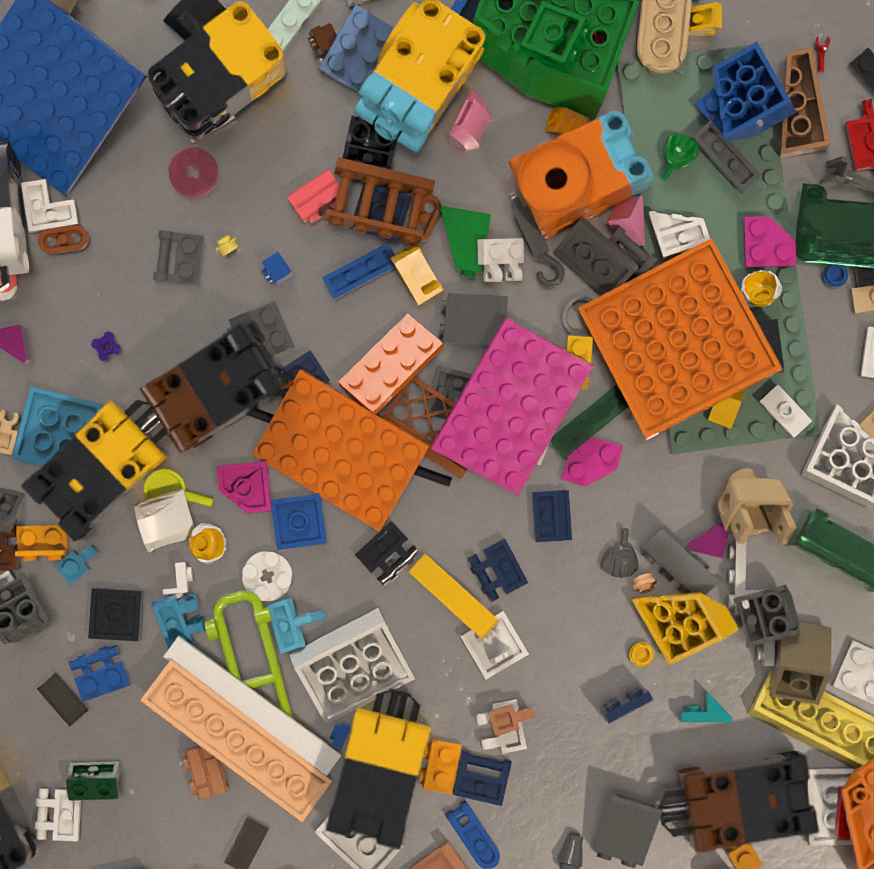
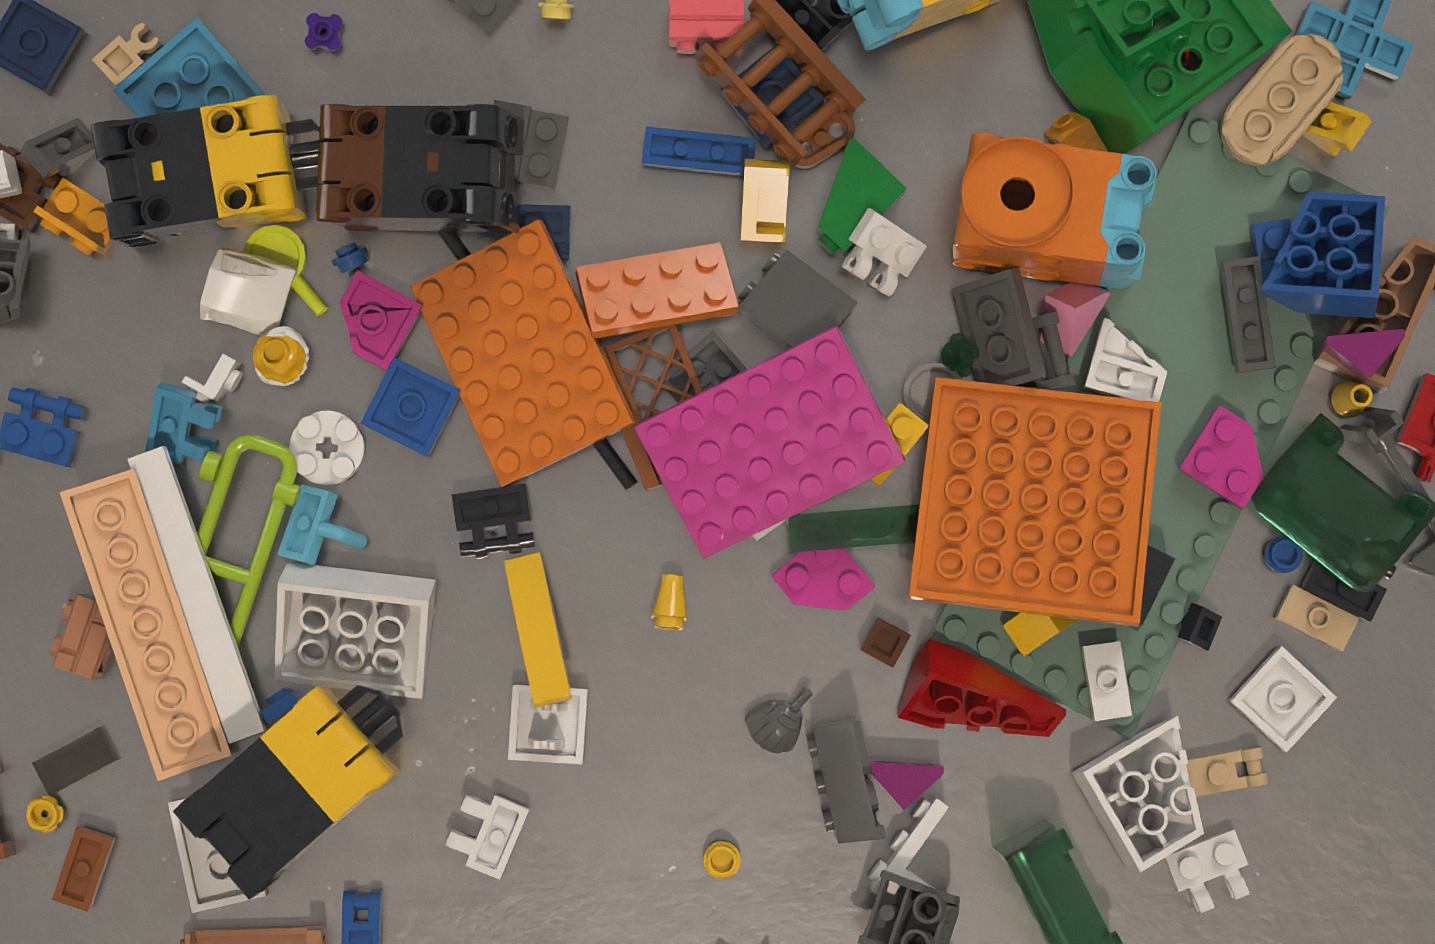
camera: 30 degrees right, 0 degrees up
(75, 565) = (101, 274): dark azure plate -> none
(115, 614) = (108, 368): black plate -> none
(207, 461) = (350, 257): none -> blue plate
(276, 269) = (596, 78): blue plate -> none
(441, 766) = (379, 829): light orange bracket -> none
(470, 123) = (958, 59): bright pink slope -> none
(479, 786) = (410, 887): dark blue plate -> none
(505, 567) = (626, 638): dark blue plate -> none
(506, 719) = (497, 825): nougat plate -> none
(517, 533) = (670, 604): none -> yellow cone
(535, 241) = (939, 260): dark grey piece -> none
(552, 516) = (728, 613): dark blue plate -> none
(580, 291) = (951, 355): none -> clear green plate
(635, 699) = (674, 912): dark blue plate -> none
(644, 583) = (785, 774): light nougat plate -> none
(649, 473) = (885, 642): none -> reddish brown plate
(678, 153) = (1191, 270): green piece -> none
(685, 623) = (801, 860): yellow wedge -> none
(706, 470) = (963, 690): none -> red wedge
(748, 509) = (978, 767): tan piece -> none
(761, 288) = (1180, 507): yellow hair -> none
(803, 135) = (1363, 351): none -> magenta slope
(810, 167) = (1344, 400): none -> yellow cone
(816, 346) = (1199, 626): none -> black plate

